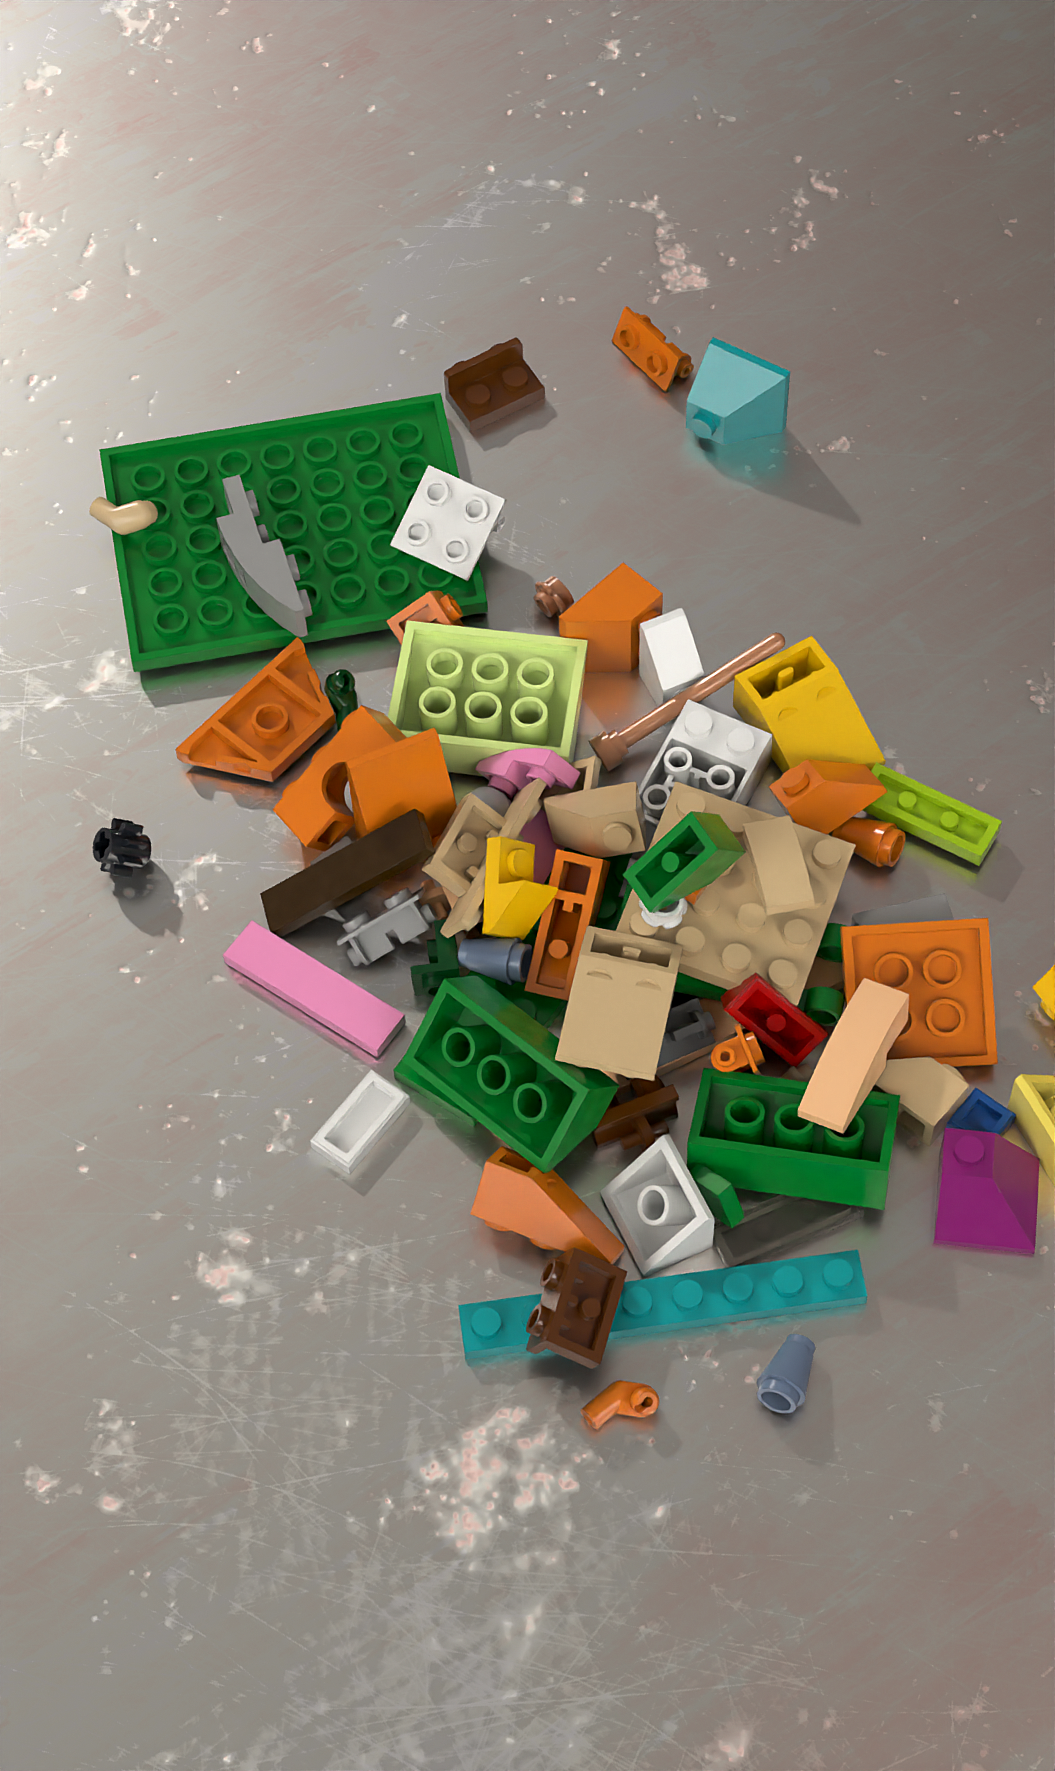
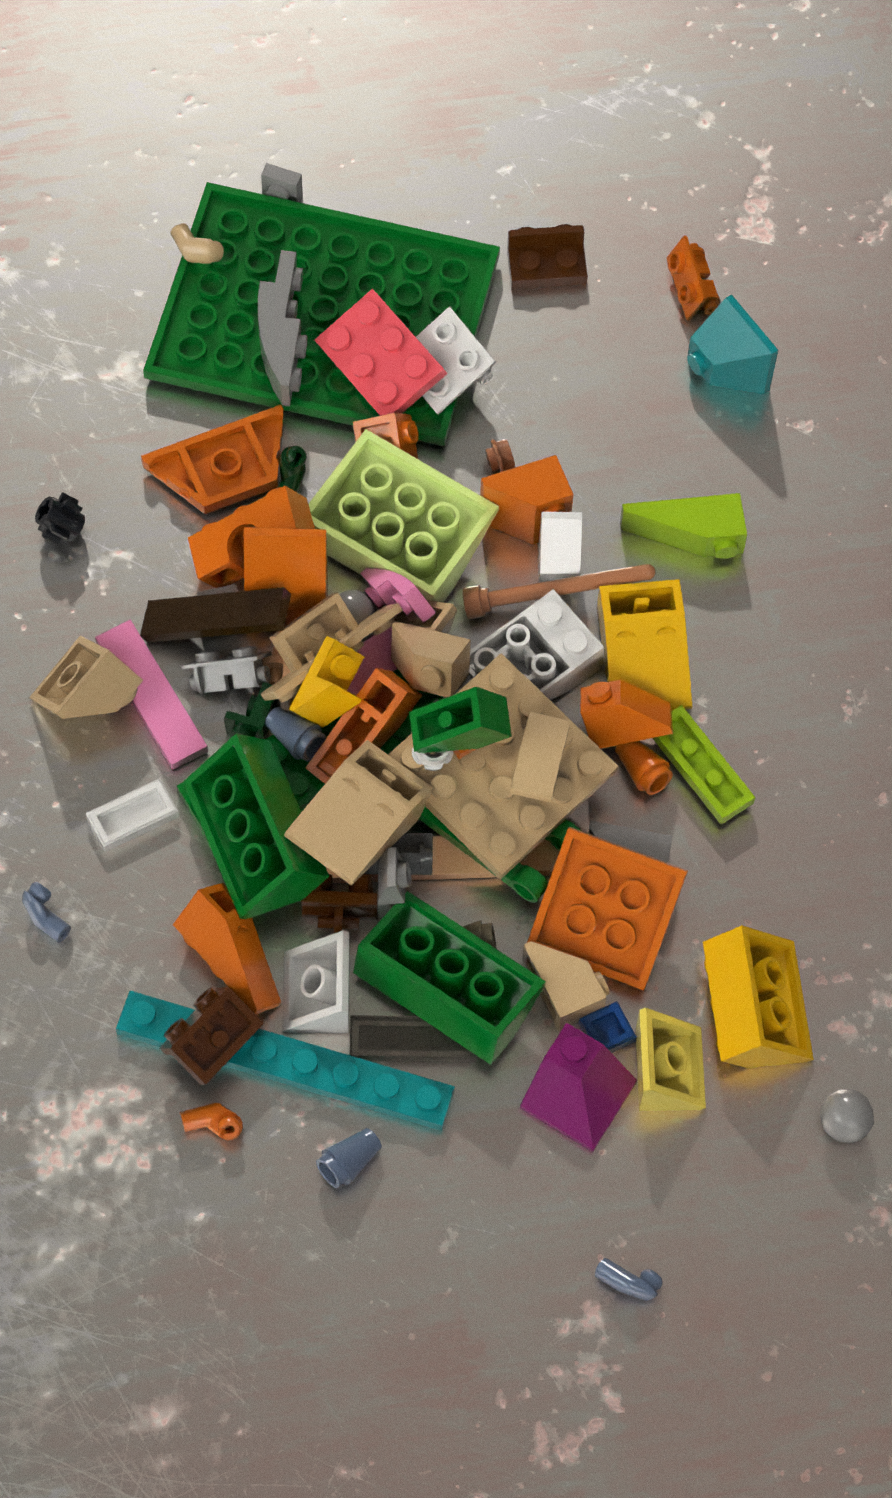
camera: 20 degrees right, 5 degrees up
(179, 419) = (281, 183): none -> light grey plate
(242, 1001) = (87, 682): none -> tan slope
(317, 1269) = (41, 916): none -> sand blue arm
(380, 544) = (380, 355): none -> coral plate
(681, 1065) = (393, 878): none -> light grey slope
(718, 1195) = (365, 994): green tile -> none
(738, 1053) = (444, 893): orange hinge -> none
(773, 1019) = (480, 877): red slope -> none
(786, 583) = (693, 524): none -> lime slope
(854, 1055) = (523, 934): light nougat slope -> none

